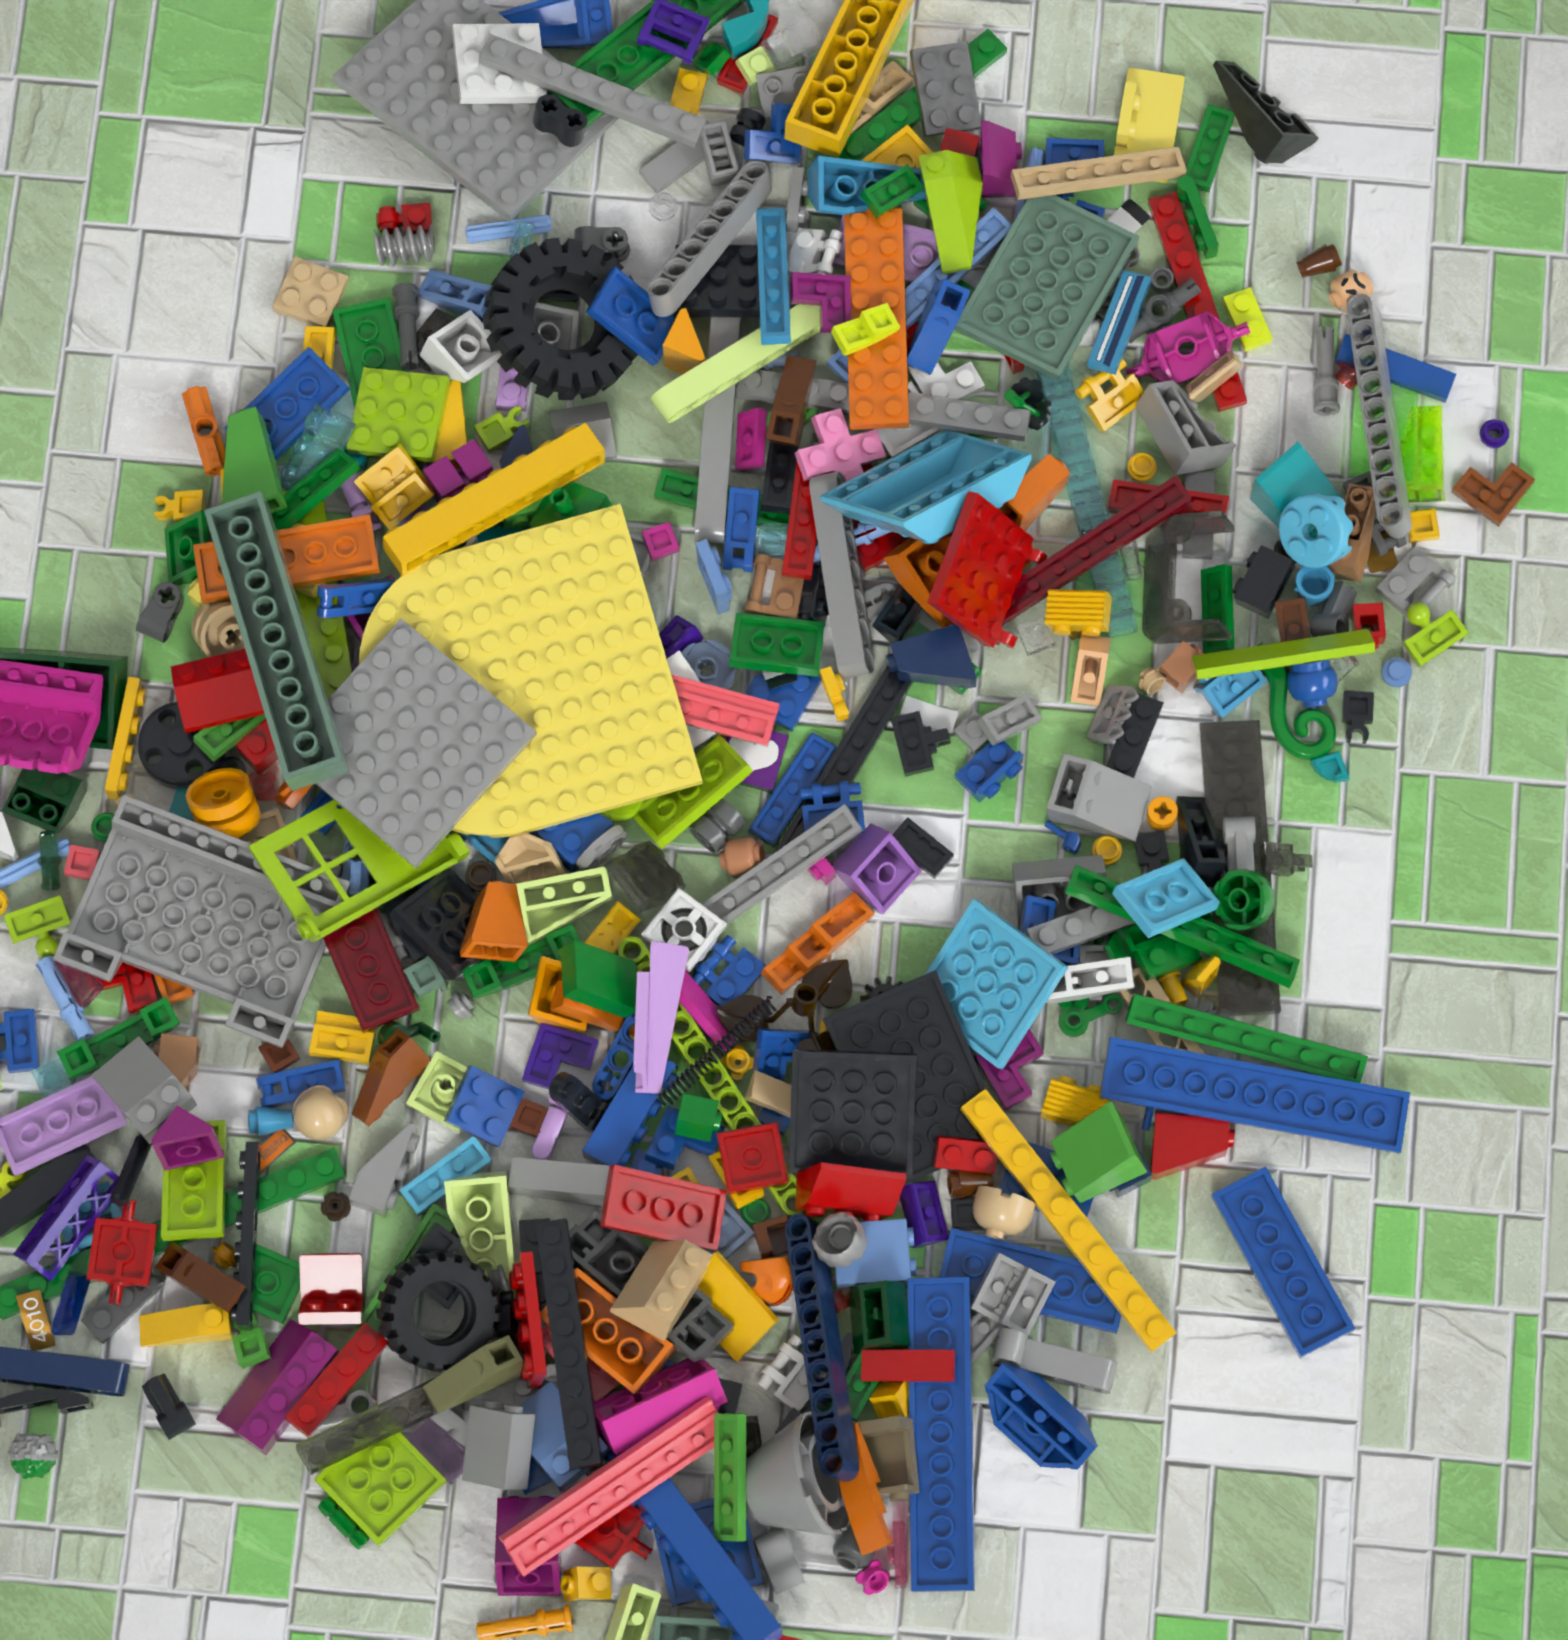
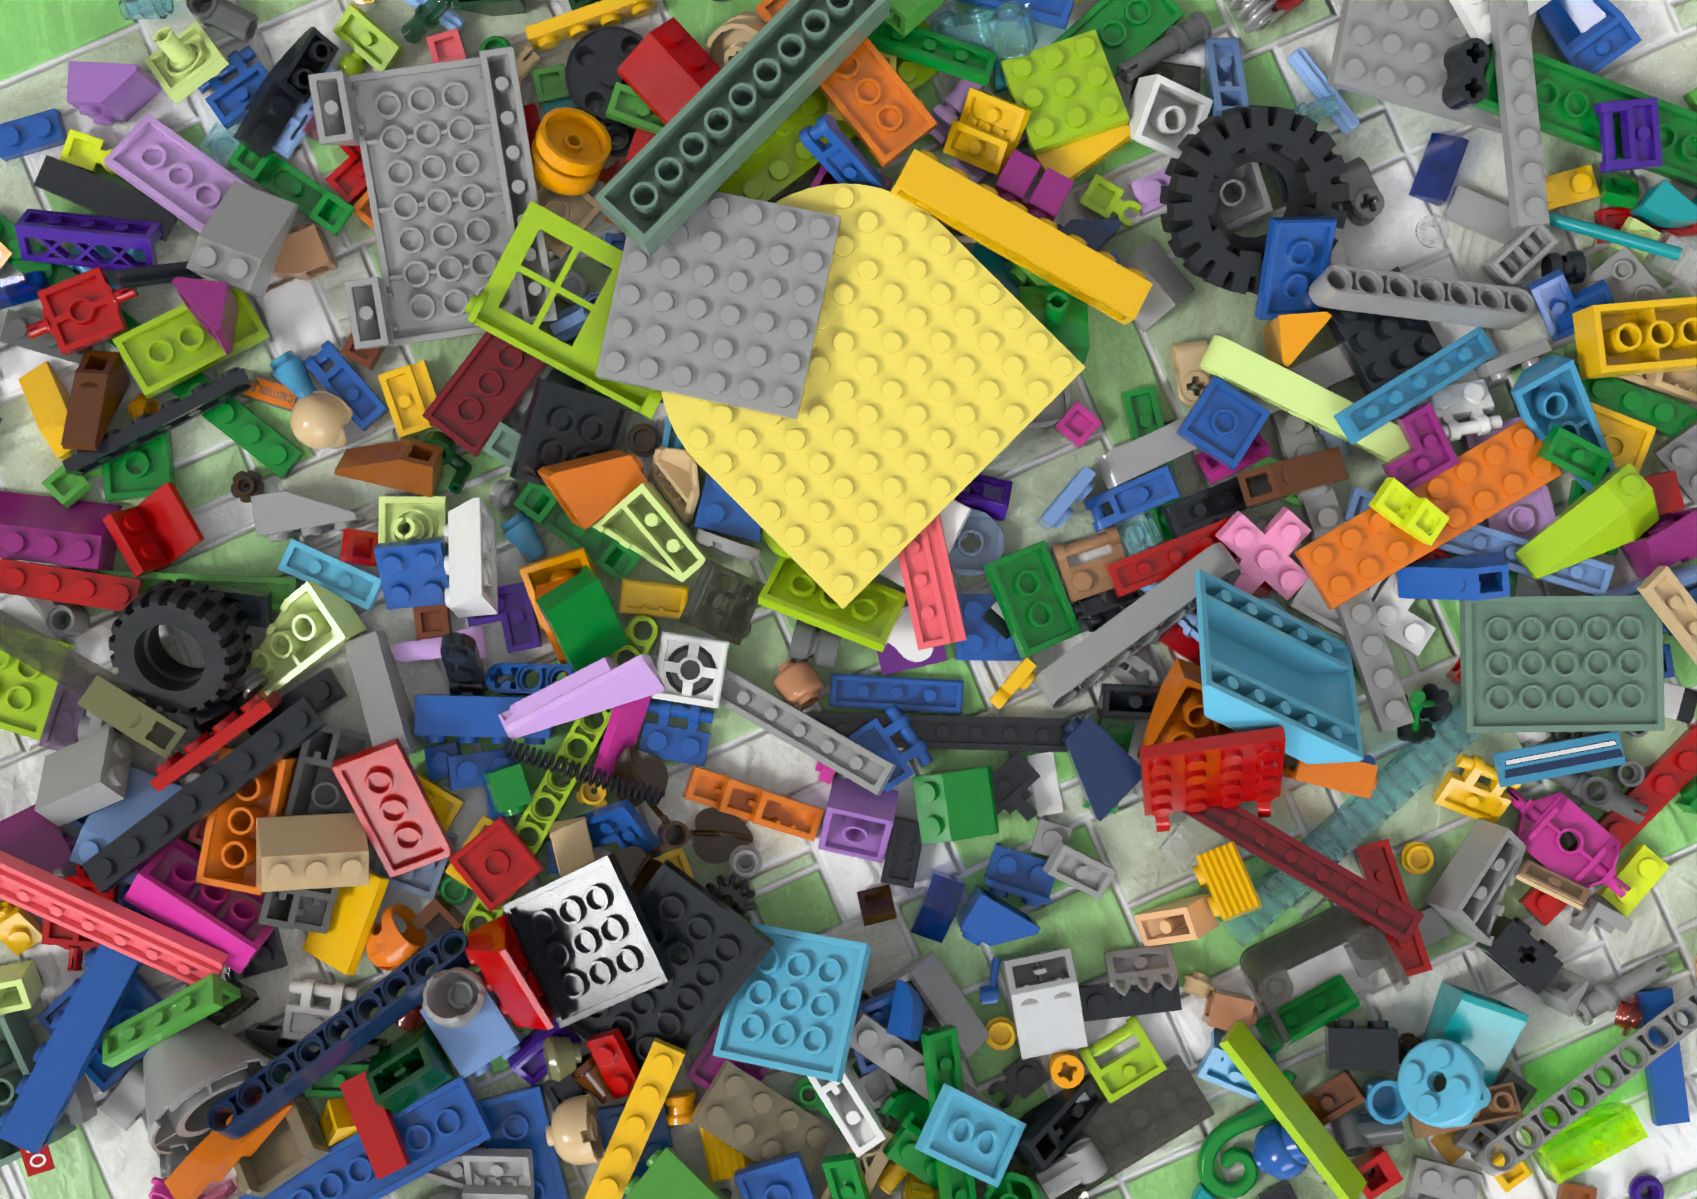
camera: 60 degrees right, 15 degrees up
(38, 998) = (283, 91): none -> black slope
(158, 794) = (550, 83): none -> bright green plate
(437, 1140) = (358, 547): none -> red plate
(499, 1050) = (471, 560): none -> white slope
(501, 1008) = (523, 535): none -> dark azure cone
(618, 177) = (1438, 168): none -> clear blue slope
(665, 436) = (1185, 364): none -> tan piece
(721, 429) = (1223, 422): none -> blue plate
(741, 81) = (1615, 236): none -> teal bar
(864, 966) = (752, 869): none -> light grey plate
(904, 783) = (955, 804): none -> green slope
(935, 1194) = (561, 1056): none -> olive cone
(951, 889) = (876, 905): none -> dark brown plate
(978, 843) = (938, 905): none -> clear blue slope
(1008, 801) = (993, 920): none -> blue slope
(1030, 1125) = (680, 1106): none -> light orange wheel
(1044, 898) = (906, 1012): none -> blue brick
(1066, 1065) = (759, 1119): none -> dark tan plate
(1188, 766) = (1128, 1068): none -> lime plate
(1250, 441) = (1535, 966): none -> black brick
(1264, 353) = (1599, 915): none -> light grey bracket
(1304, 413) = (1565, 991): none -> light grey slope

